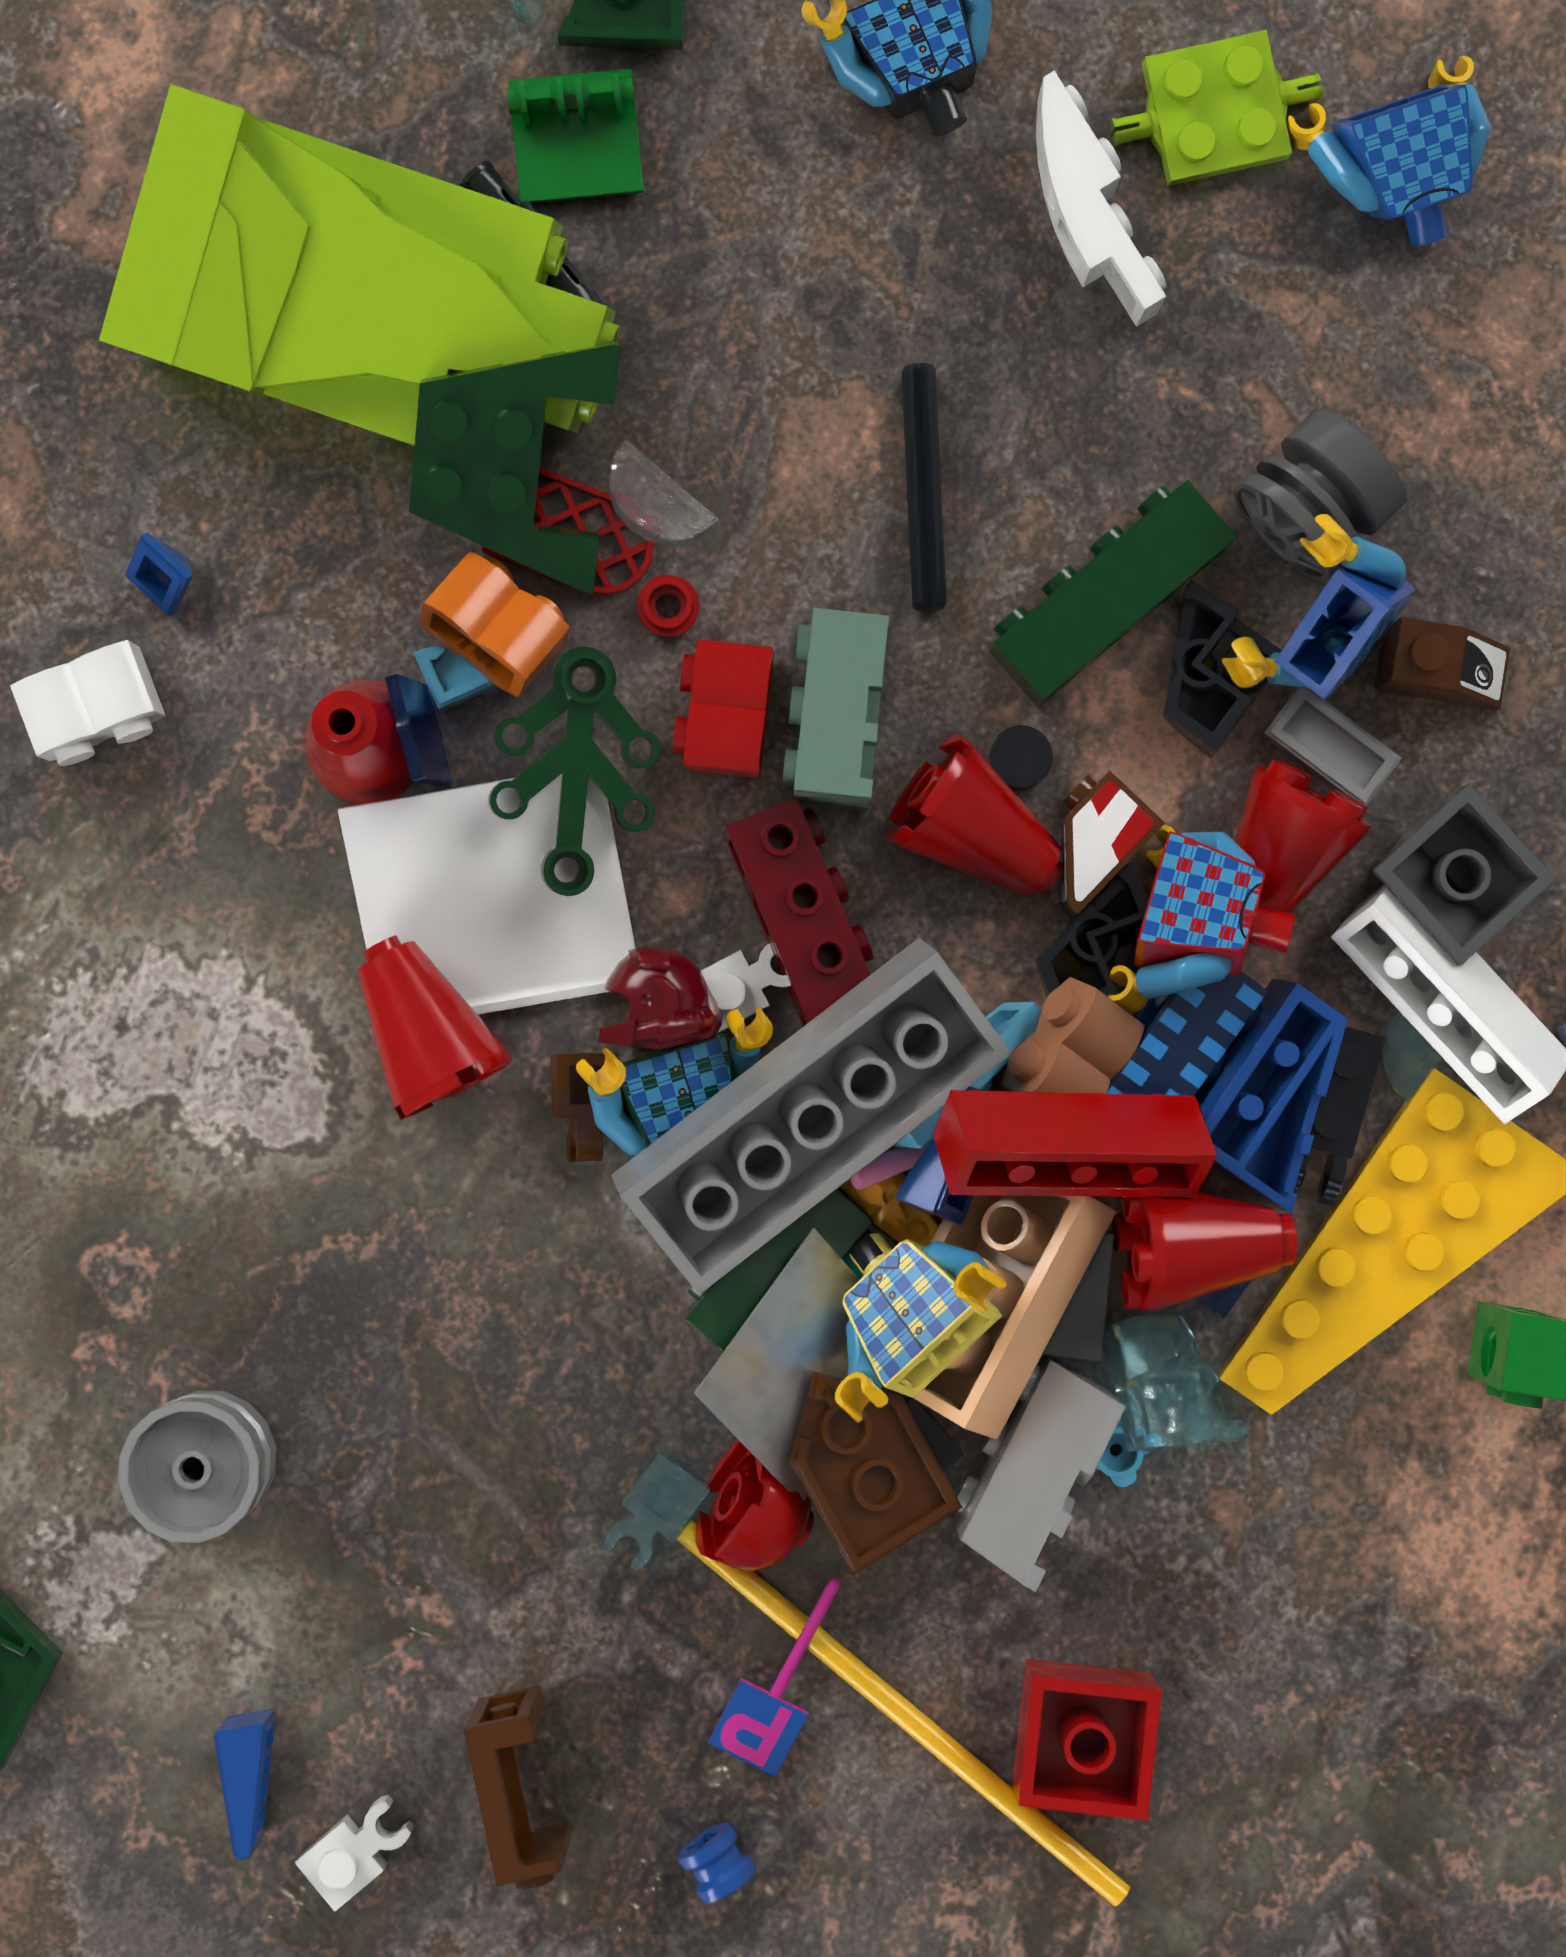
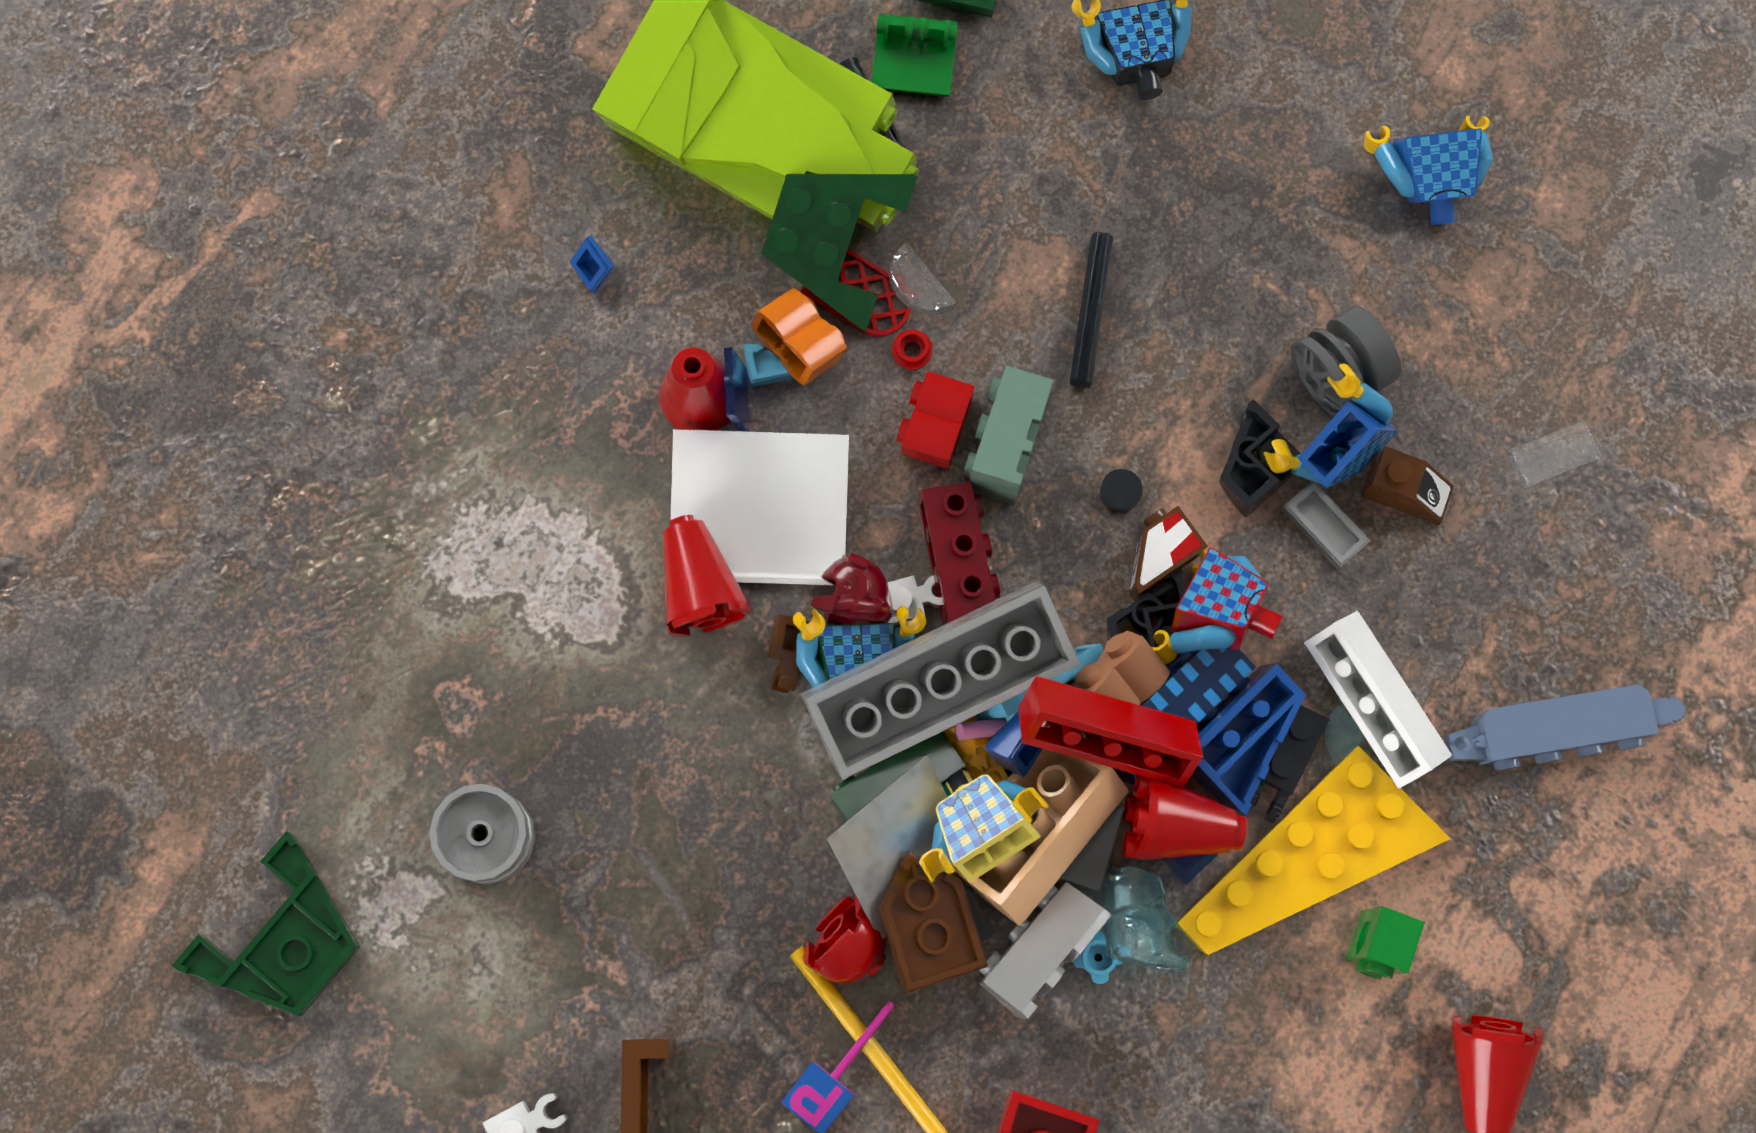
camera: 10 degrees right, 10 degrees down
(88, 702) = (528, 333): white brick -> none
(244, 1766) = (465, 1047): blue slope -> none
(576, 759) = (834, 428): dark green plant -> none
(661, 1502) = (785, 927): clear light blue plate -> none
(975, 823) = (1084, 523): red cone -> none
(1077, 182) = (1225, 148): white slope -> none
(1112, 592) = (1200, 397): dark green brick -> none
(1216, 108) = (1321, 117): lime plate -> none
(1296, 832) = (1293, 569): red cone -> none
(1462, 873) = (1398, 617): dark grey slope -> none

